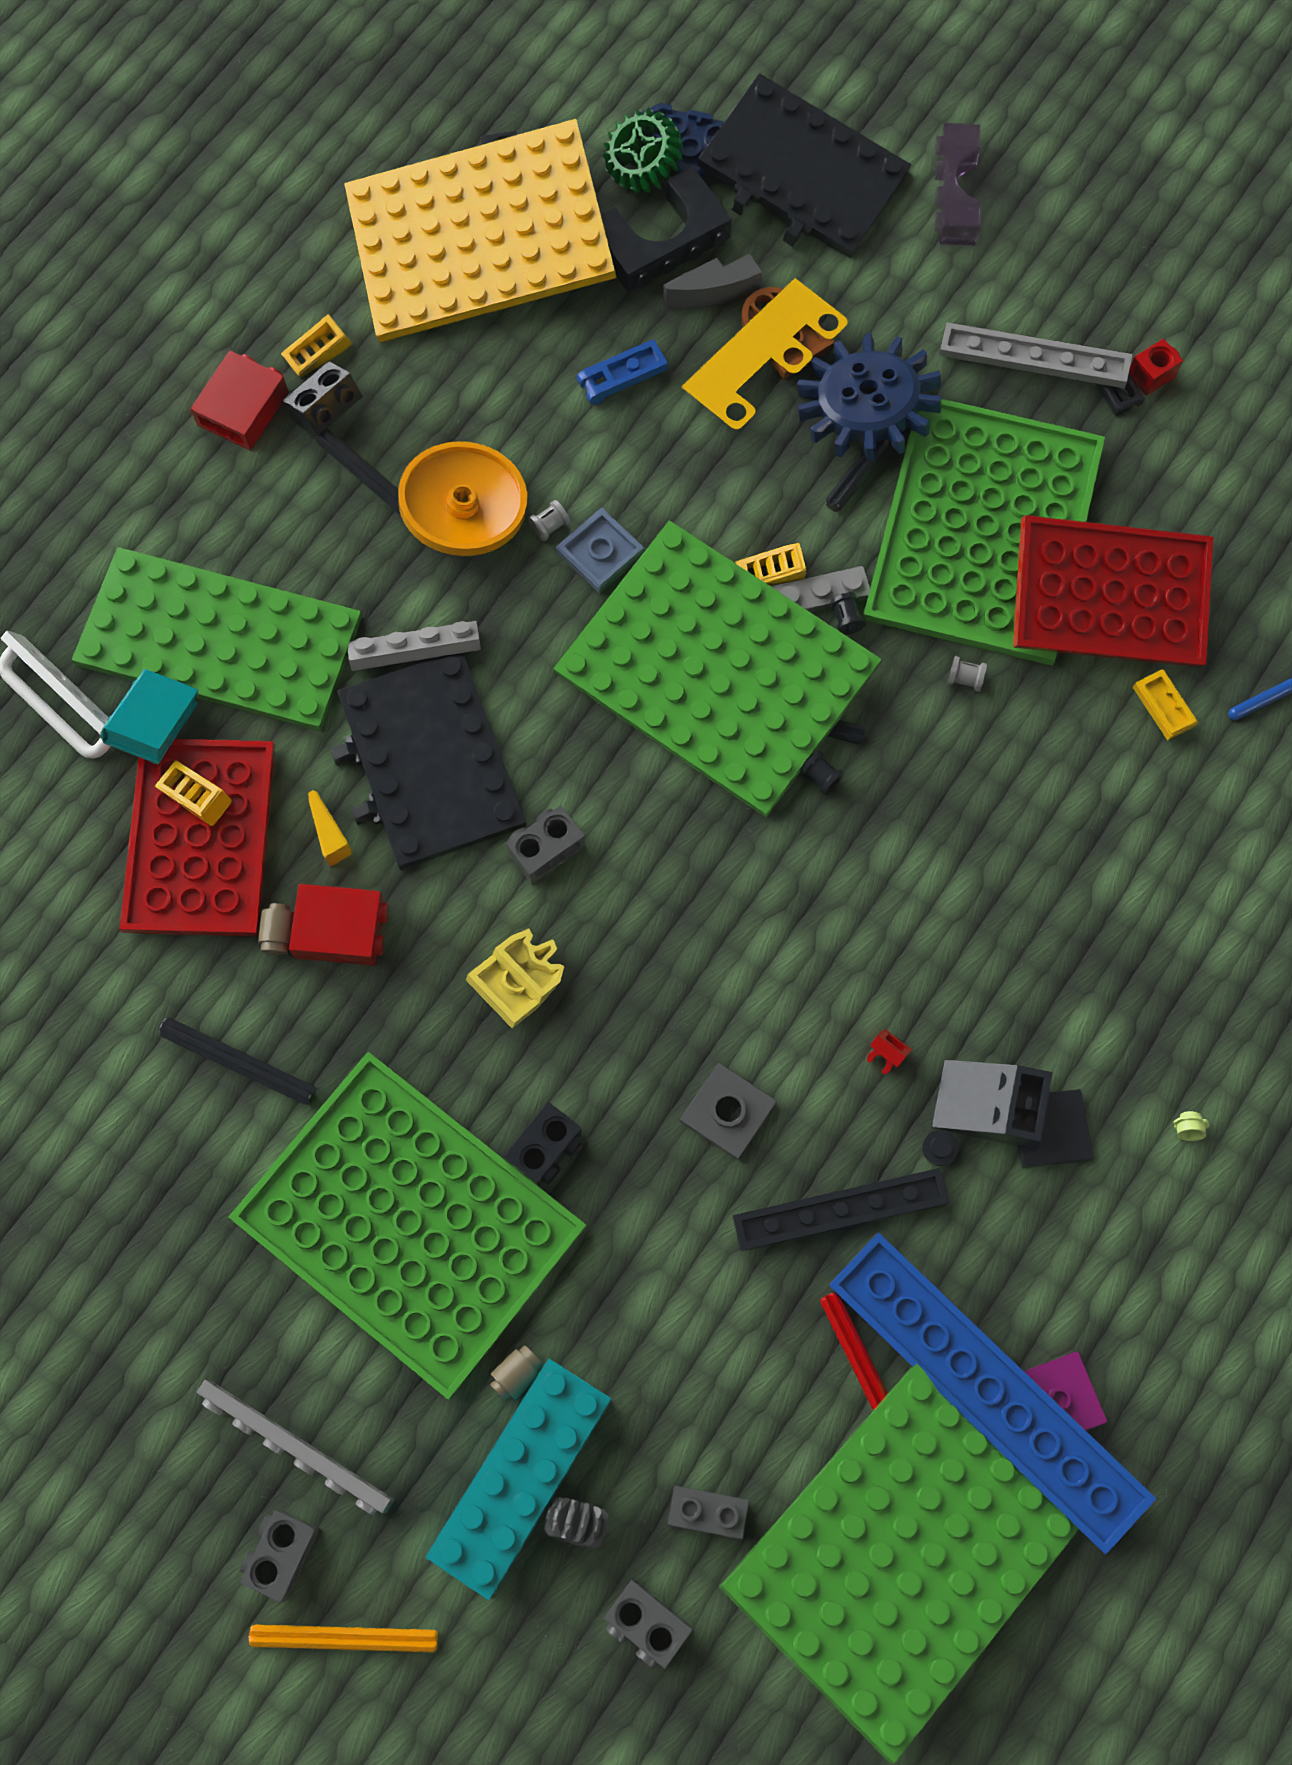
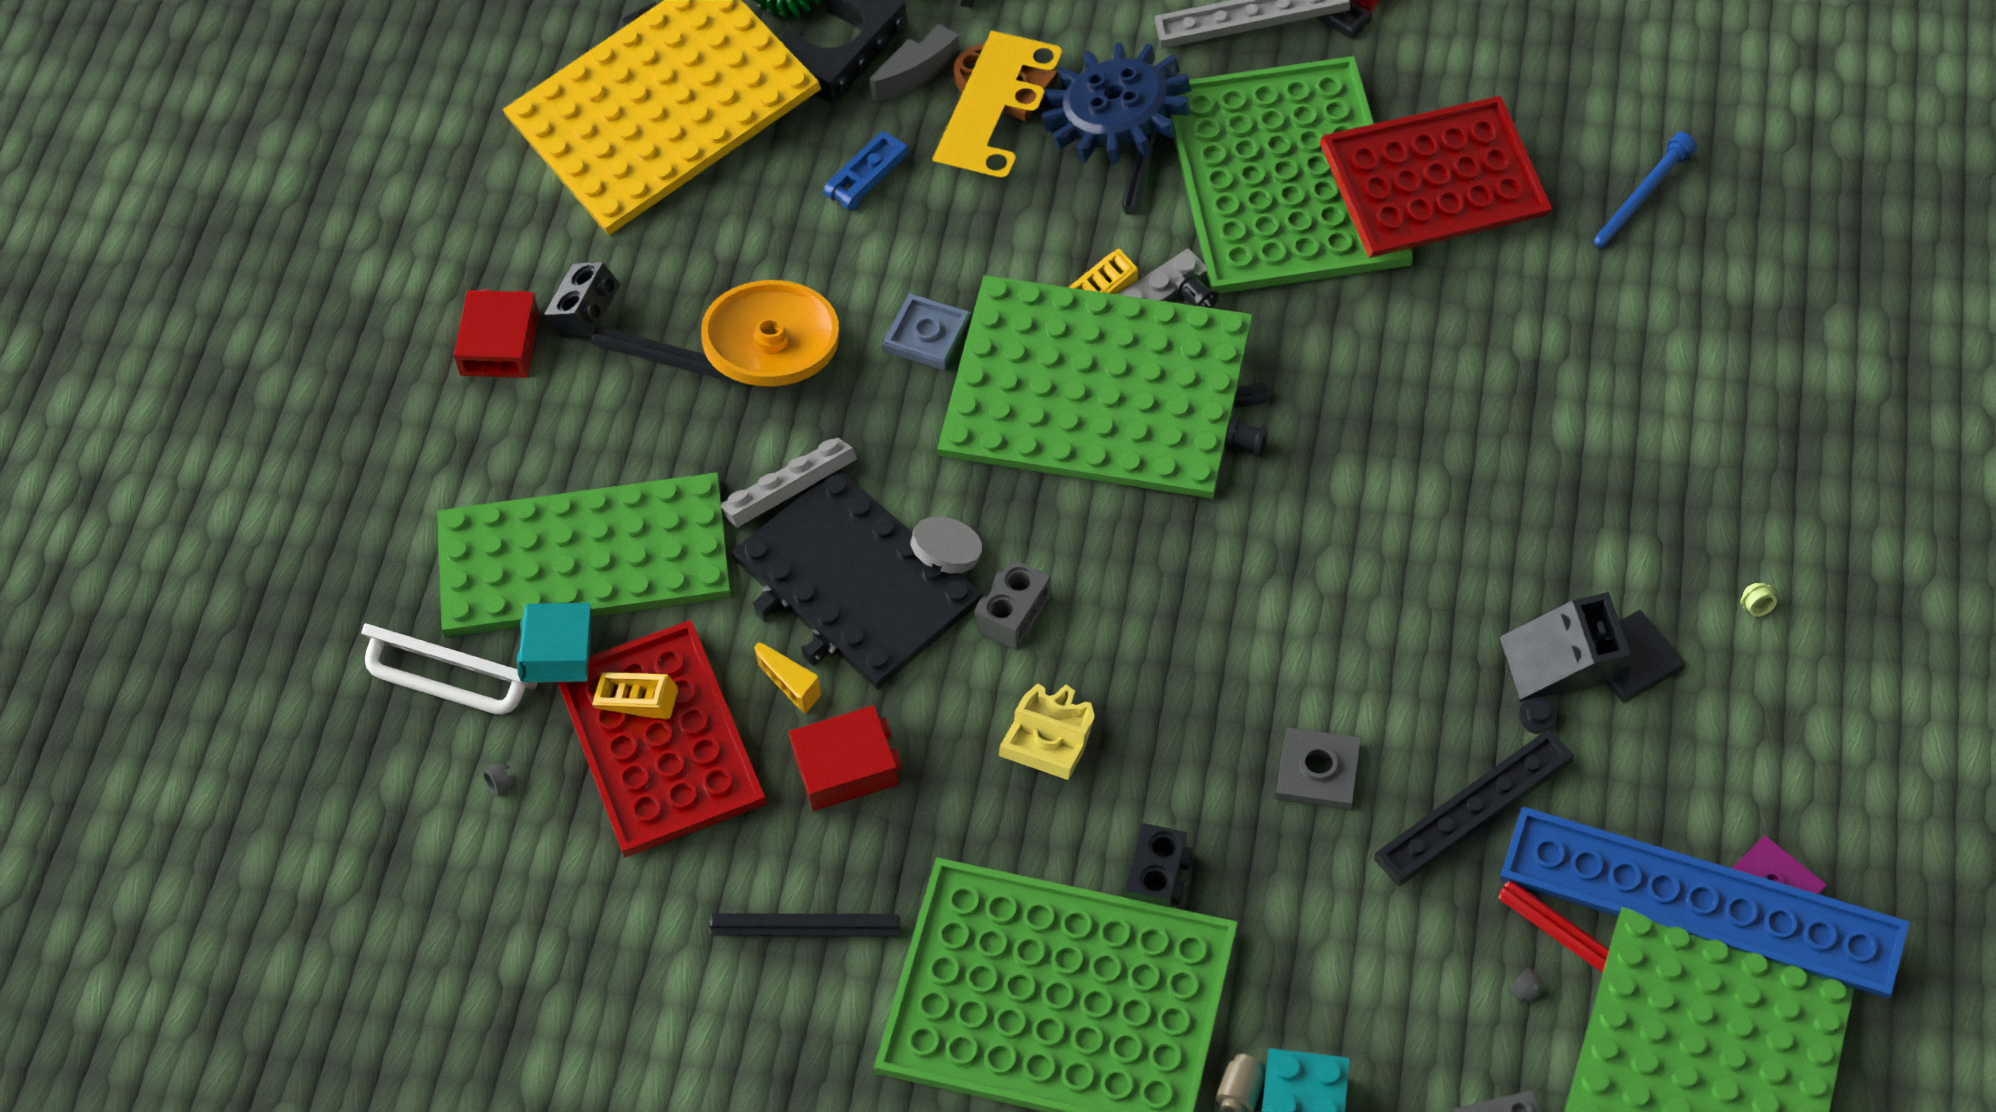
camera: 20 degrees left, 15 degrees down
(53, 816) = (497, 779): none -> dark grey hinge
(276, 929) = (784, 787): dark tan brick -> none
(322, 355) = (545, 246): yellow slope -> none
(515, 764) = (946, 544): none -> light grey tile
(549, 520) = (863, 323): light grey bush -> none
(800, 1394) = (1527, 986): none -> dark grey hinge
(890, 1048) = (1442, 647): red tile -> none
(967, 673) = (1337, 300): light grey bush -> none
(1165, 704) = (1533, 256): yellow plate -> none

